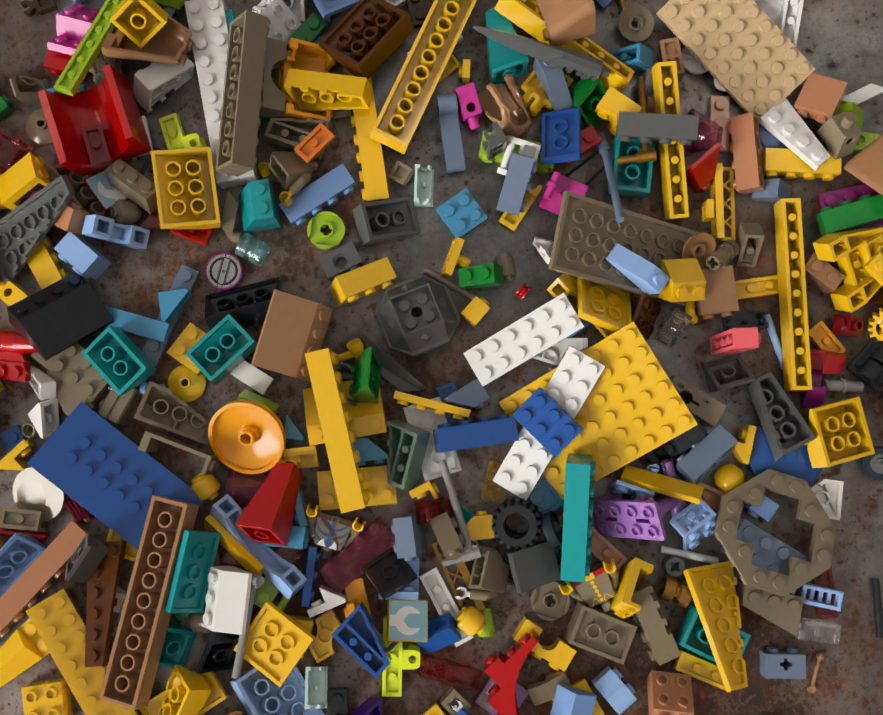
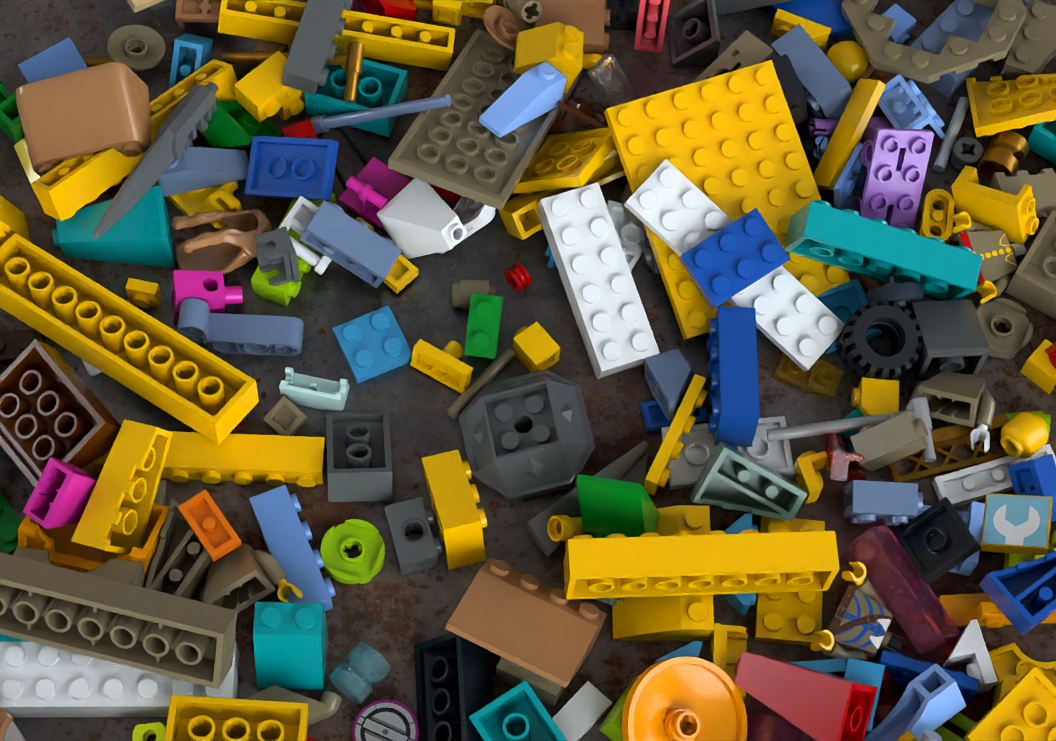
camera: 80 degrees left, 20 degrees down
(316, 55) = (60, 494): none -> dark pink torso
(540, 225) = (421, 221): none -> white slope
(616, 550) = (937, 220): none -> yellow plate

